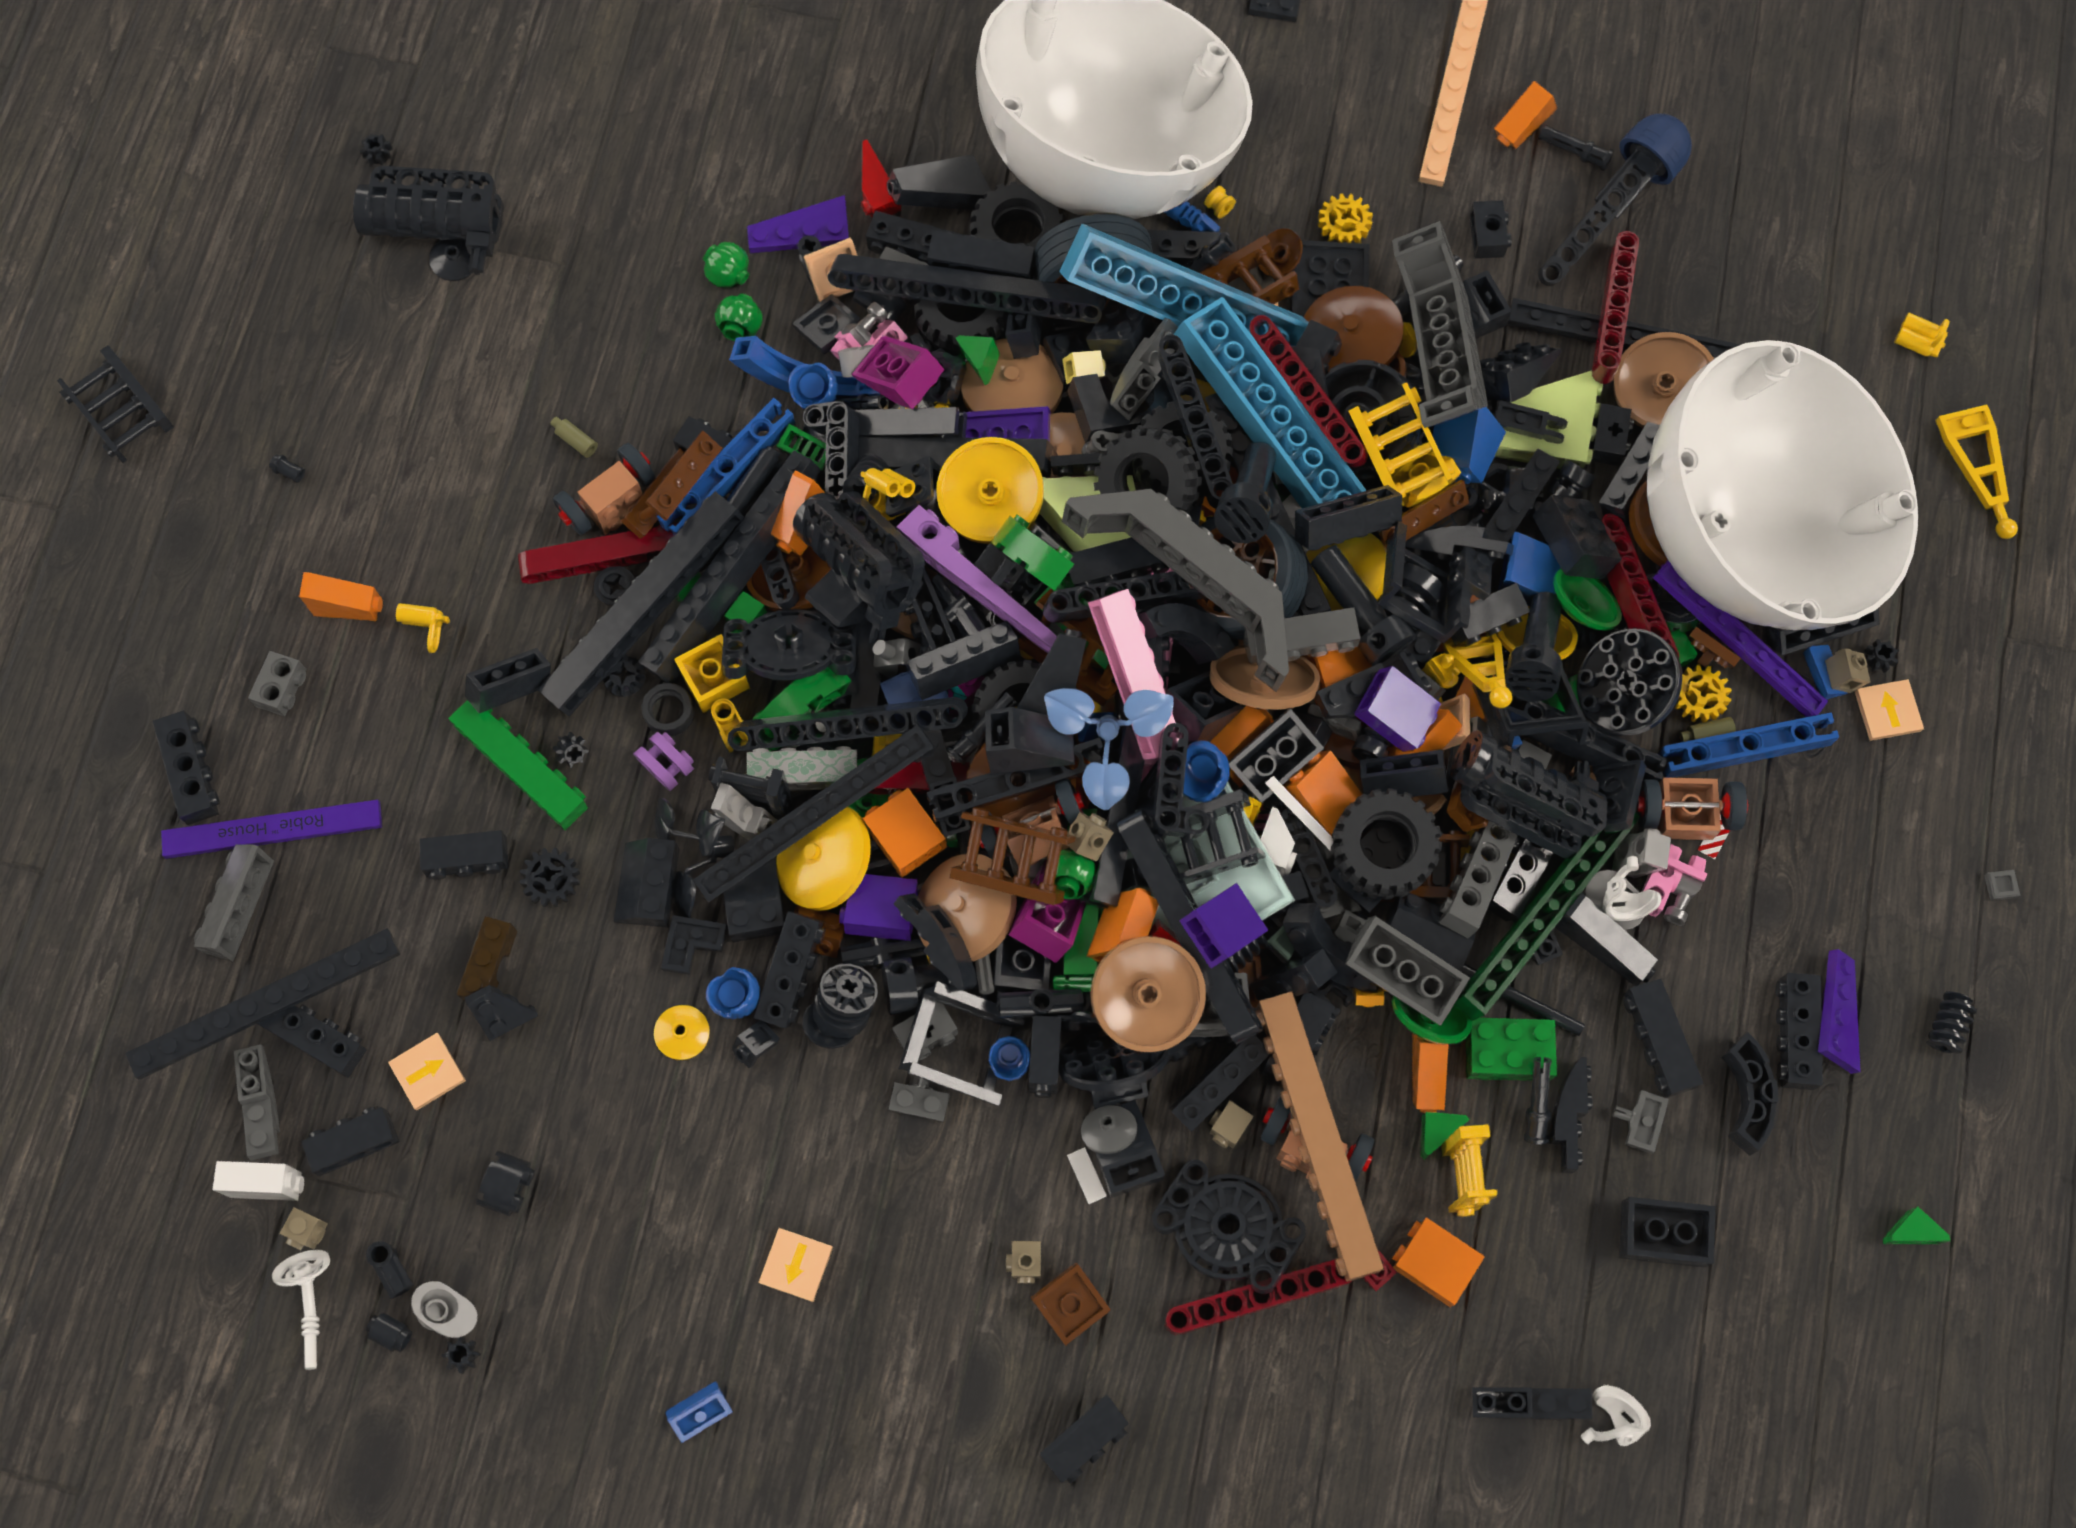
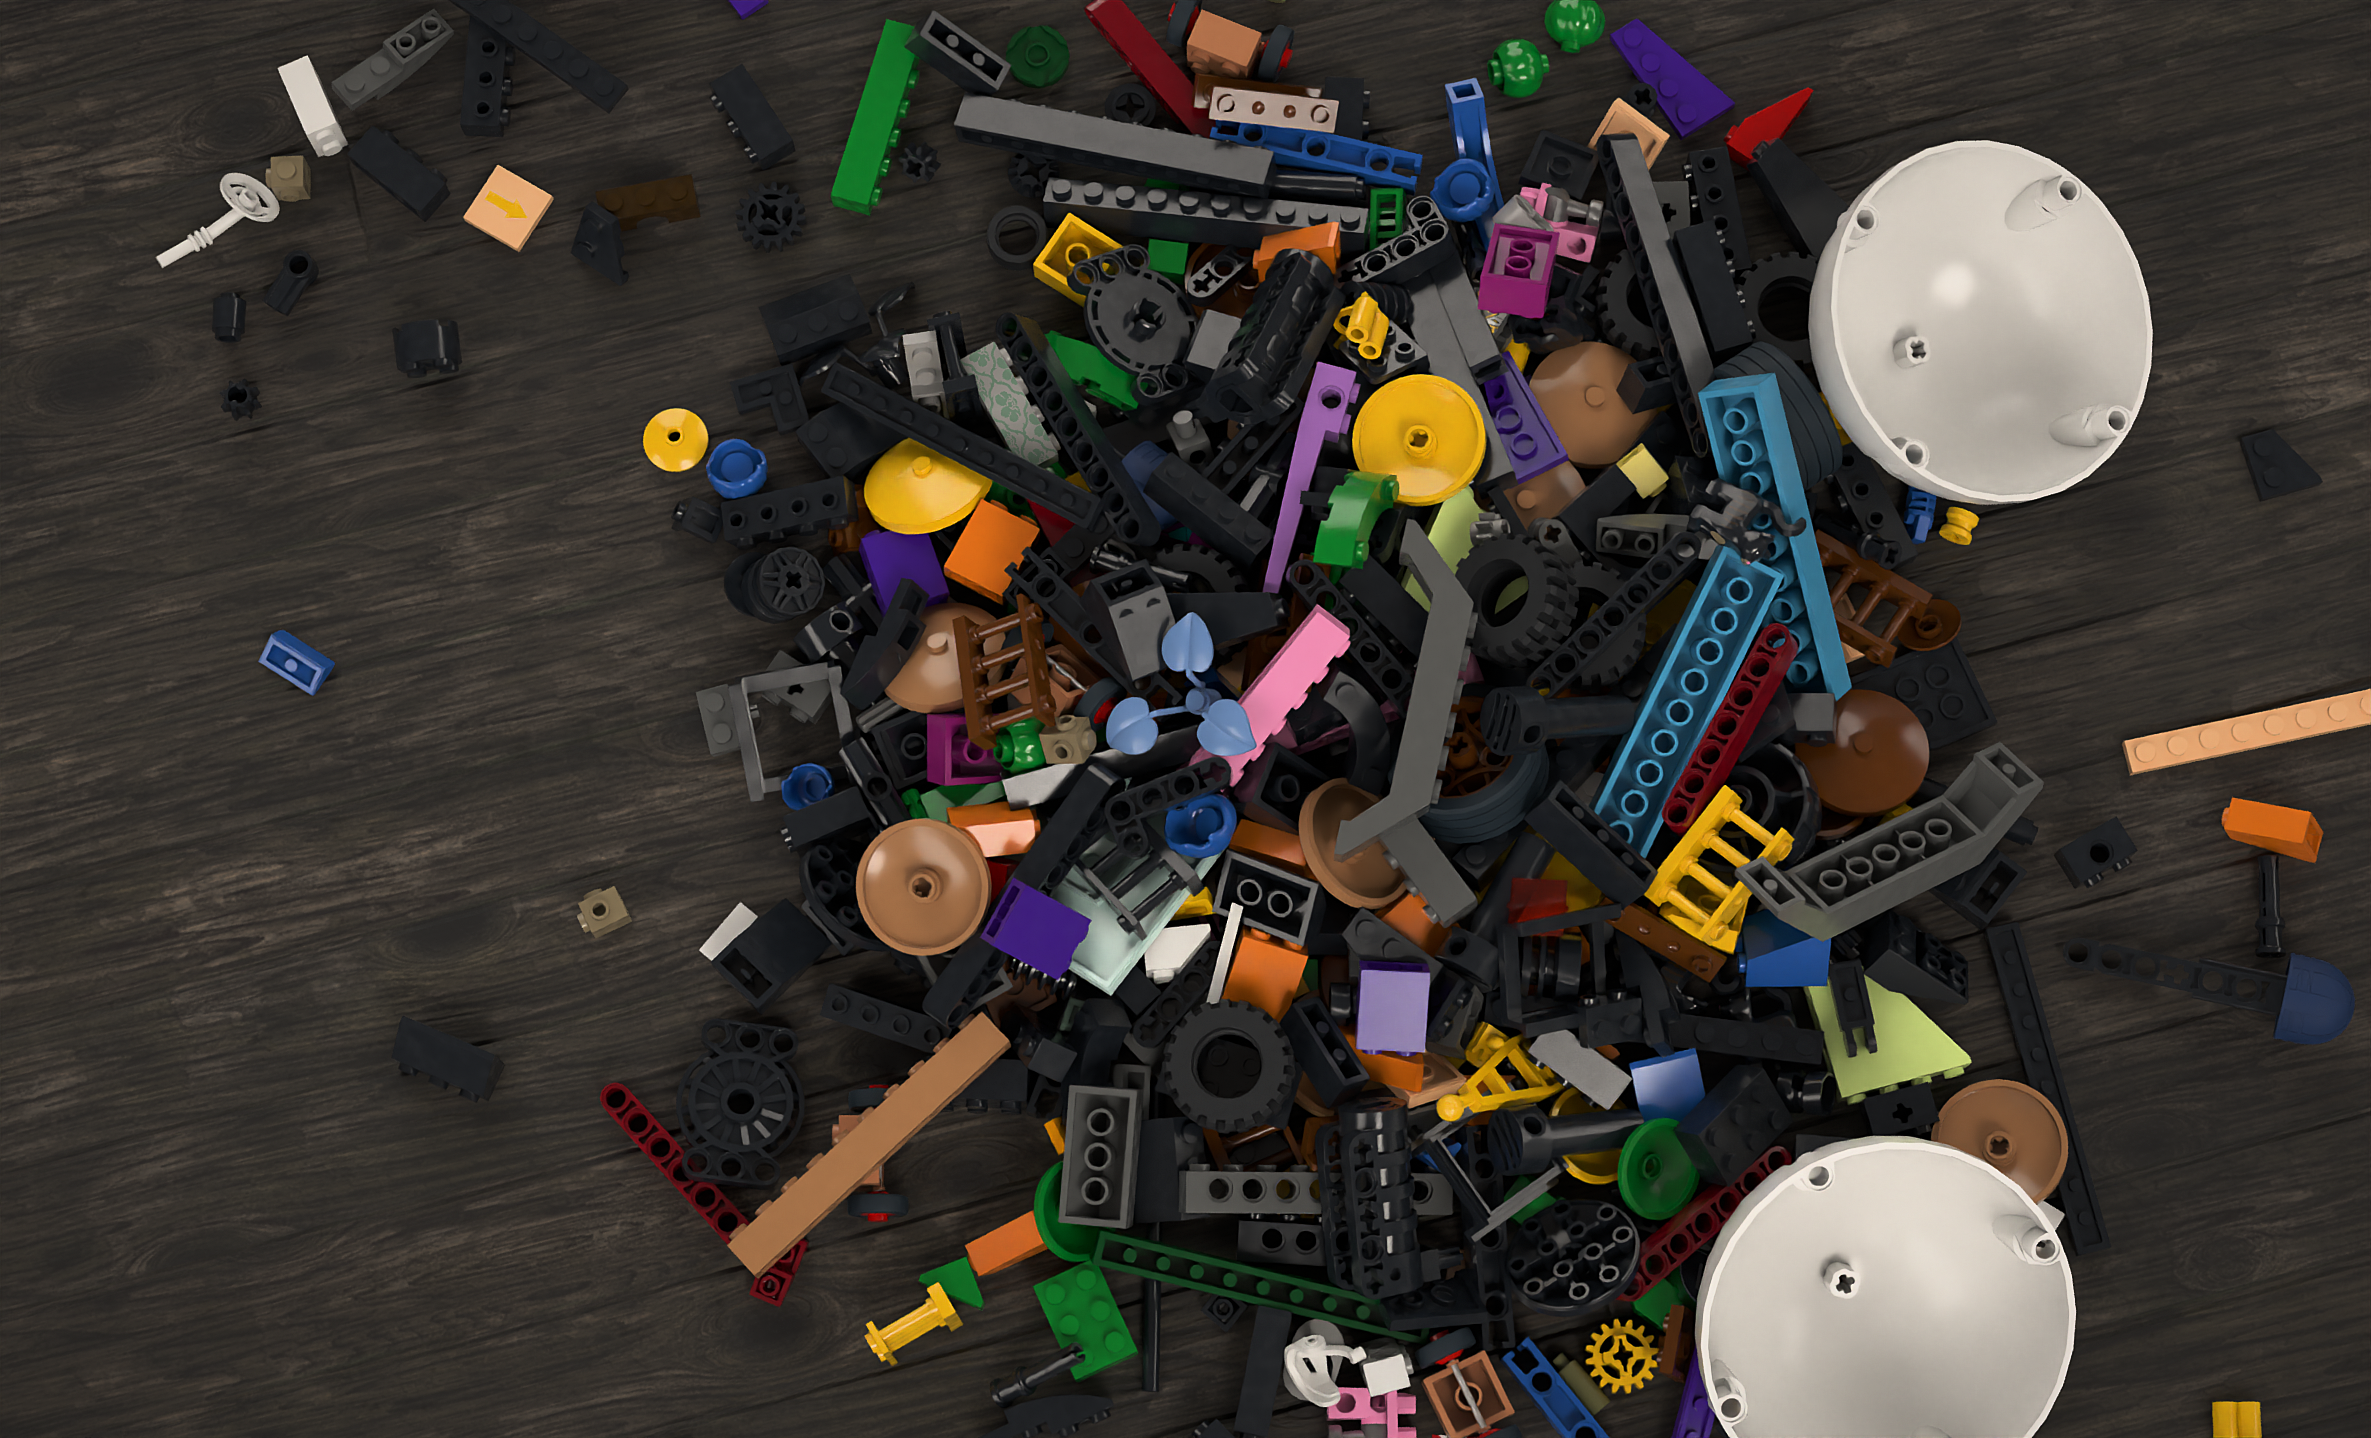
camera: 65 degrees right, 5 degrees up
(443, 1310) = (274, 357): light grey piece -> none
(538, 629) = (1037, 56): none -> dark green tile
(663, 745) = (965, 281): medium lavender brick -> none
(725, 725) = (1039, 312): yellow piece -> none
(796, 1265) = (489, 681): light nougat tile -> none
(981, 355) = (1597, 351): green slope -> none
(1070, 1303) = (580, 979): reddish brown hinge -> none
(1082, 476) = (1488, 526): none -> light grey gear
(1112, 1137) = (780, 940): dark grey dish -> none
(1169, 306) = (1738, 515): none -> black animal
(1229, 1125) = (850, 1054): dark tan brick -> none
(1345, 219) = (2001, 679): yellow gear -> none
(1368, 575) = (1537, 899): none -> clear red piece
(1437, 1261) = (811, 1344): orange brick -> none
(1615, 307) = (2079, 1037): dark red beam -> none

